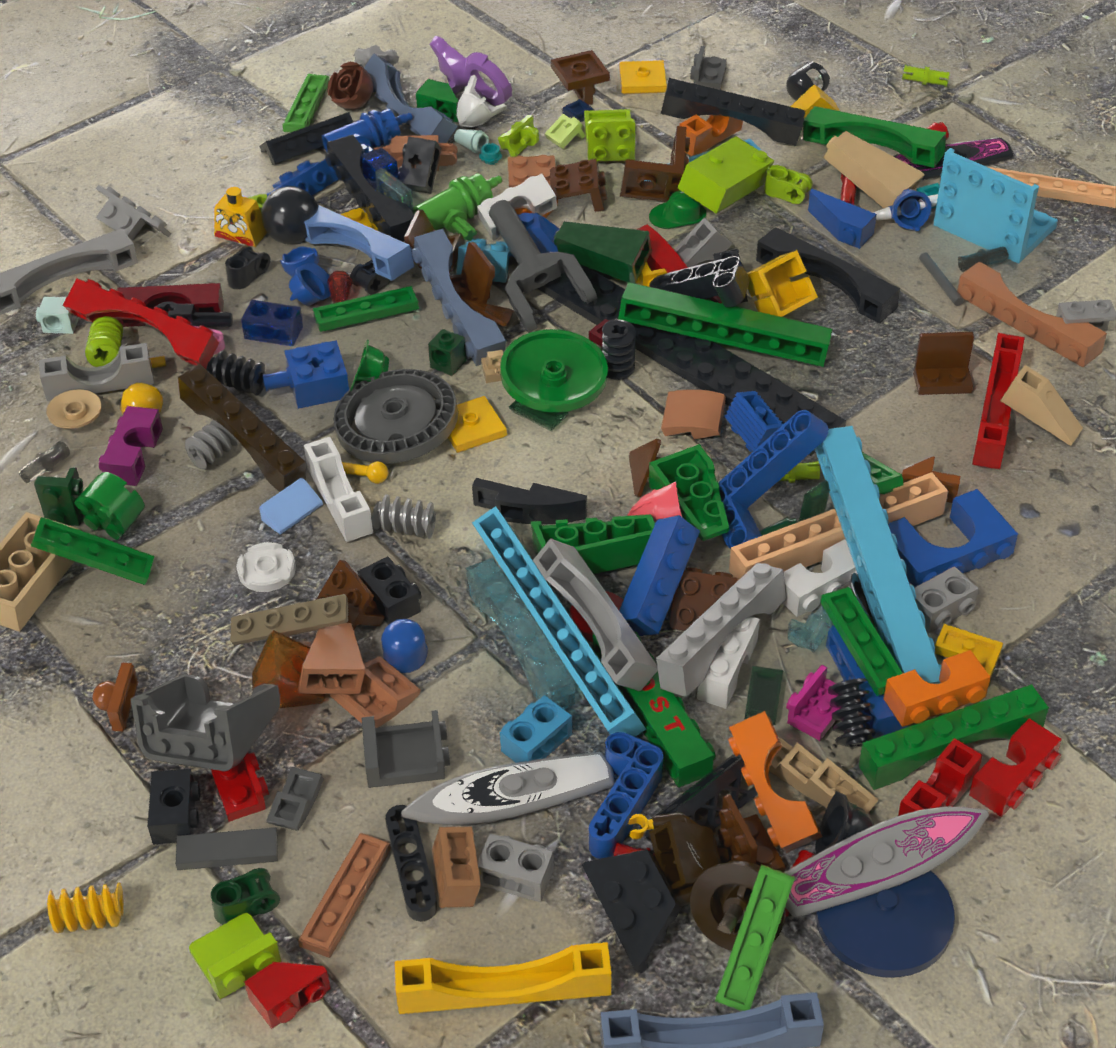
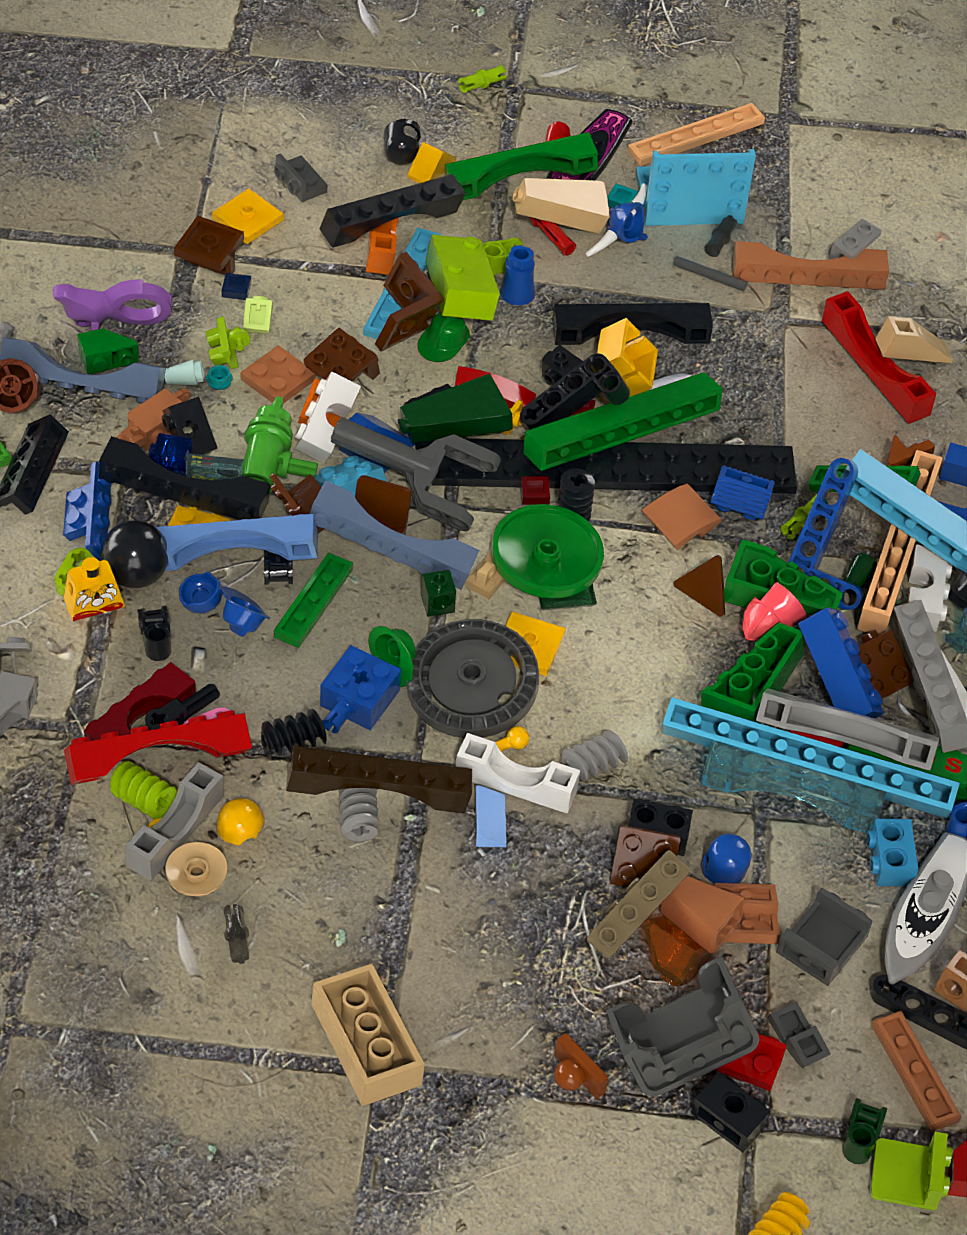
camera: 50 degrees left, 5 degrees up
(55, 317) = (51, 795): light aqua brick -> none
(58, 497) = (318, 950): dark green bracket -> none
(92, 551) = (410, 972): green plate -> none
(109, 505) = (361, 925): green brick -> none
(134, 430) = (302, 883): magenta arch -> none
(227, 848) = (800, 1109): dark grey tile -> none
(266, 567) = (535, 881): white tile -> none
(272, 322) = (255, 667): clear blue brick -> none
(339, 286) = (268, 597): clear red cone -> none
(371, 130) = (94, 424): blue piece -> none
(473, 109) = (152, 341): white helmet -> none
(498, 314) = (432, 530): reddish brown piece -> none
(524, 506) = (671, 676): black slope -> none
(610, 135) = (302, 295): lime bracket -> none
(702, 243) = (512, 356): light grey arch -> none
(774, 203) = (519, 277): none -> blue plant
(815, 501) = (868, 532): clear green tile -> none
(842, 219) = (583, 264): blue slope -> none
(943, 363) = (805, 355): reddish brown bracket -> none

